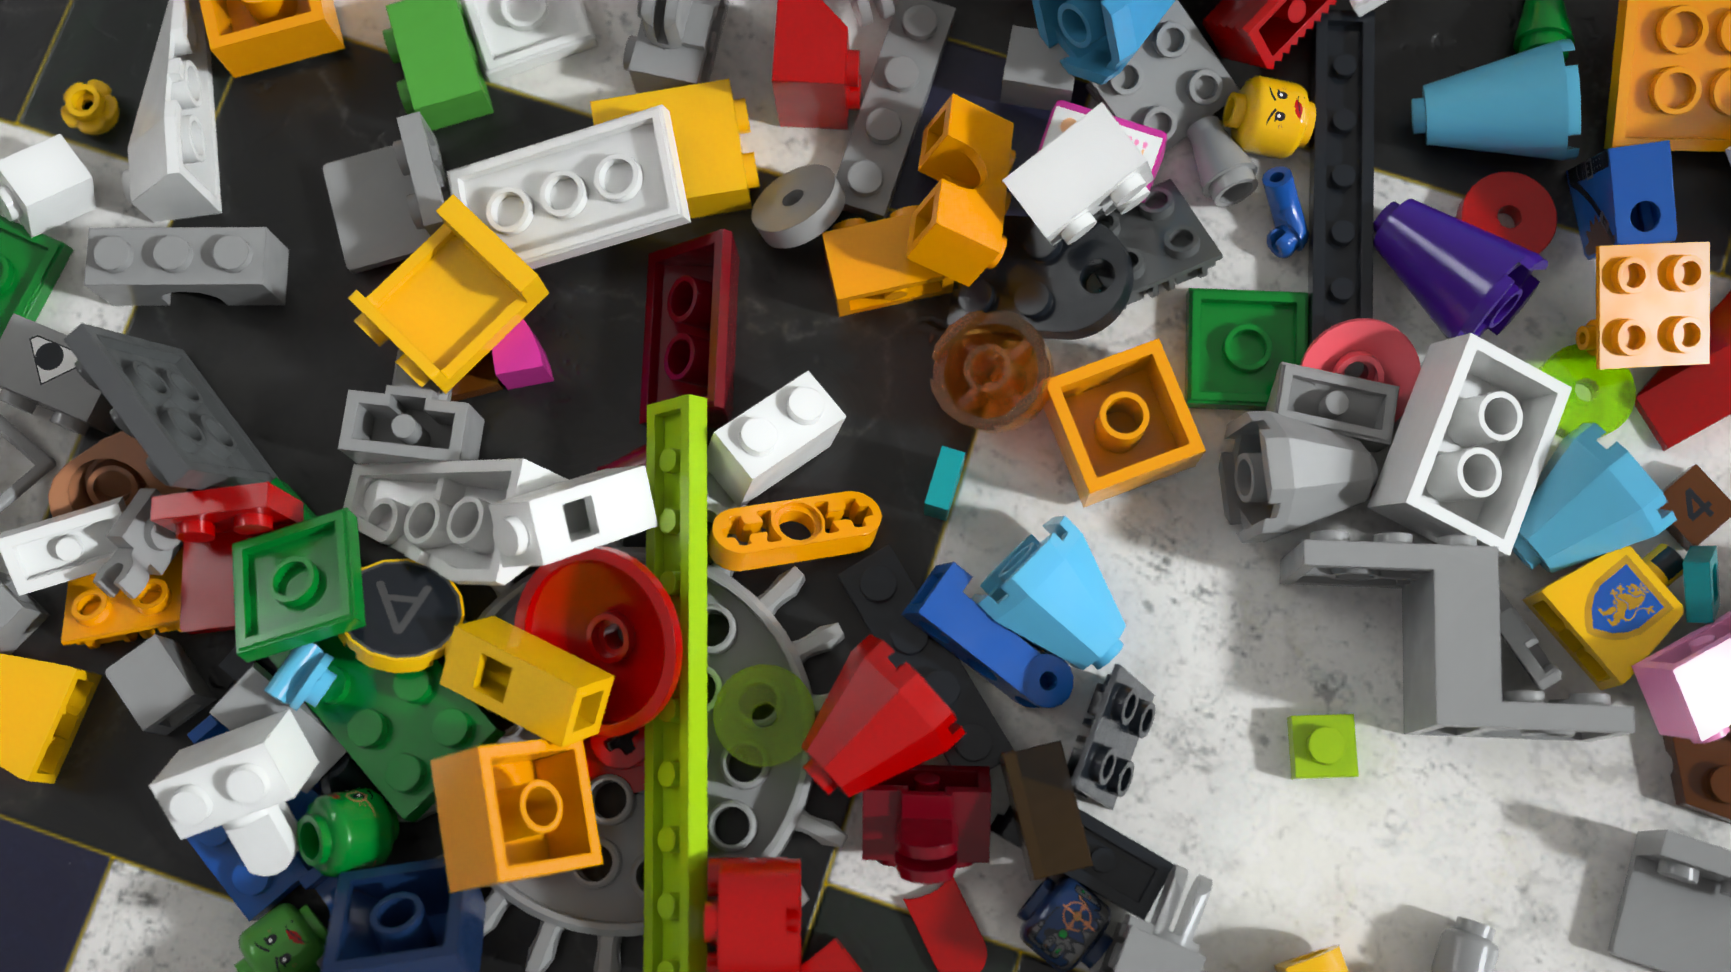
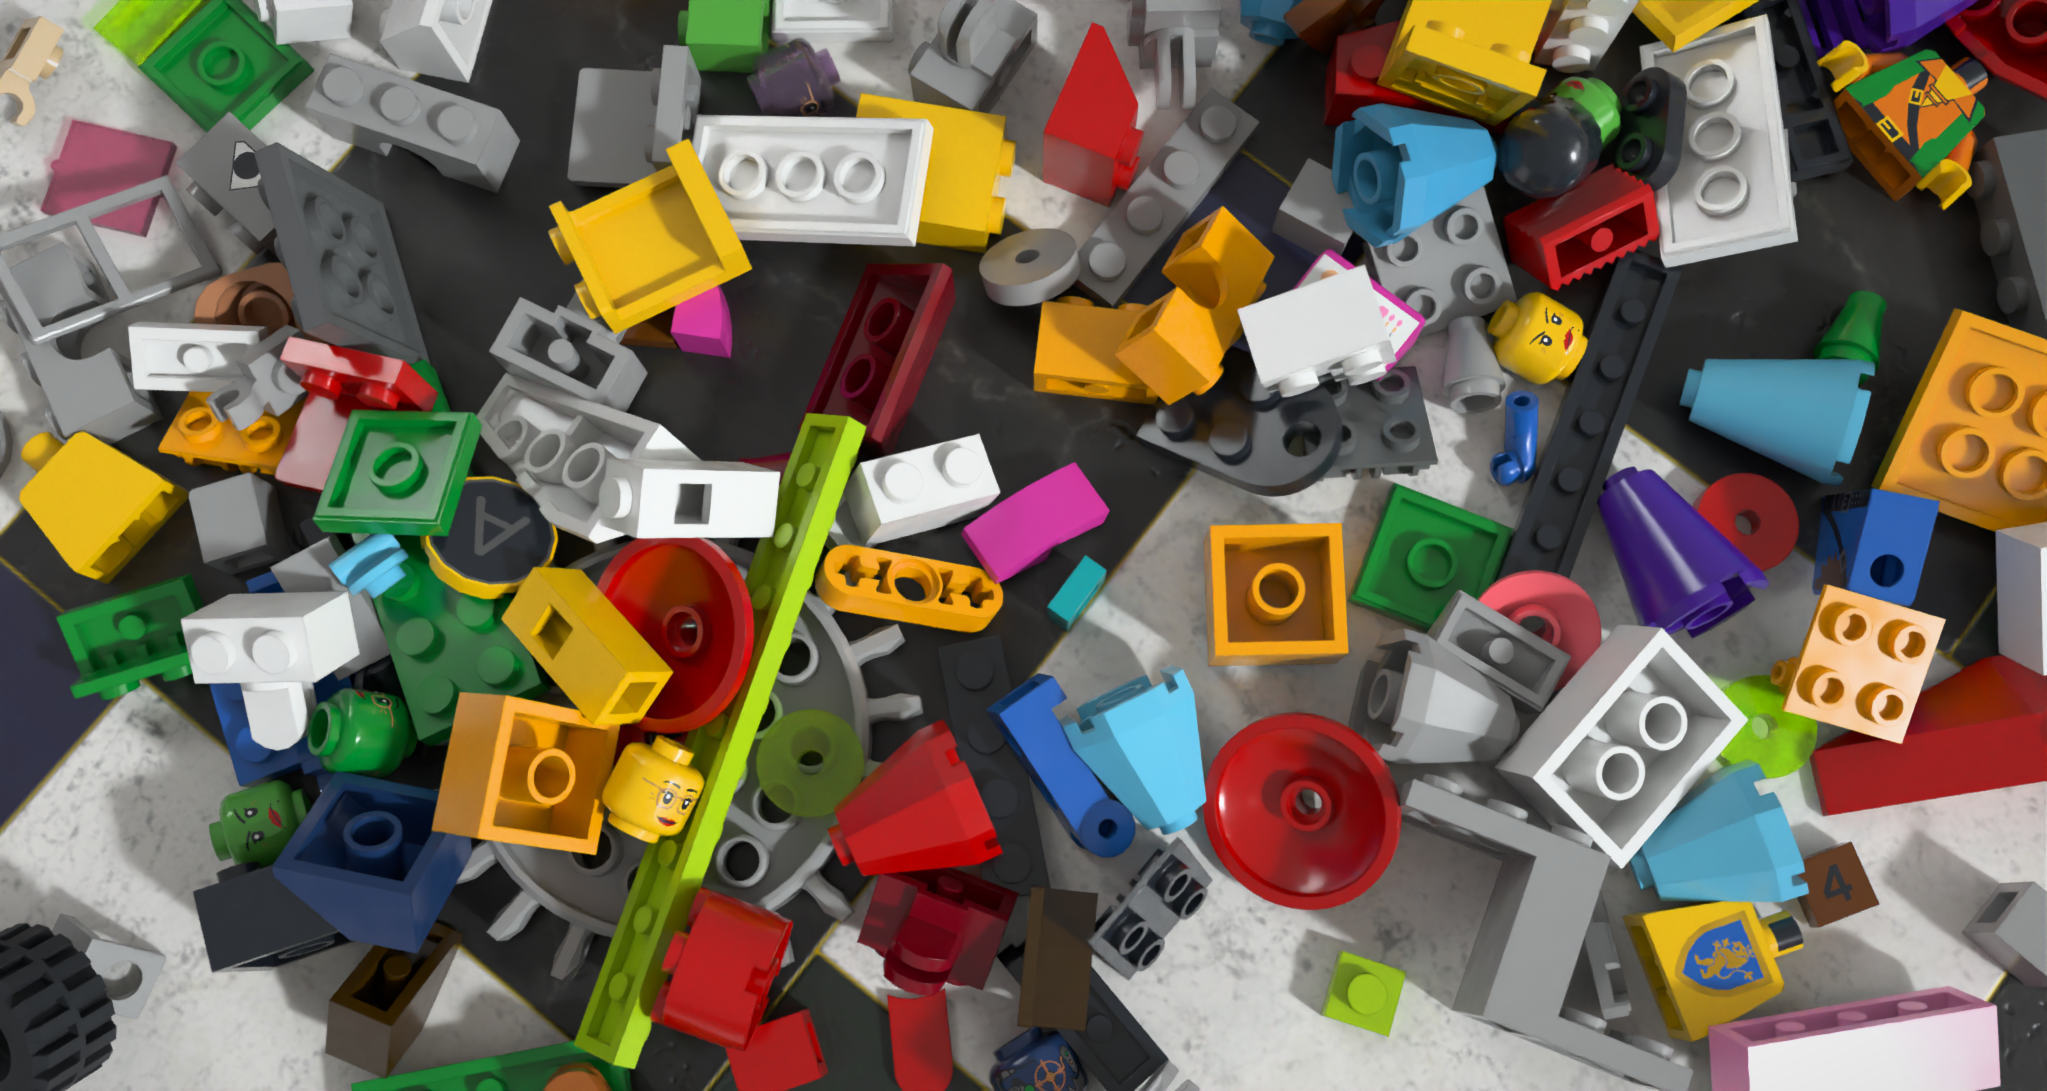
camera: 15 degrees right, 0 degrees up
(100, 822) = (130, 637): none -> green bracket
(523, 110) = (794, 80): none -> clear purple head
(633, 787) = (652, 789): none -> yellow head
(882, 433) = (1033, 521): none -> dark pink slope
(992, 371) = (1161, 498): clear orange cylinder -> none
(1207, 641) = (1279, 842): none -> red dish
(1701, 584) = (1812, 967): teal tile -> none

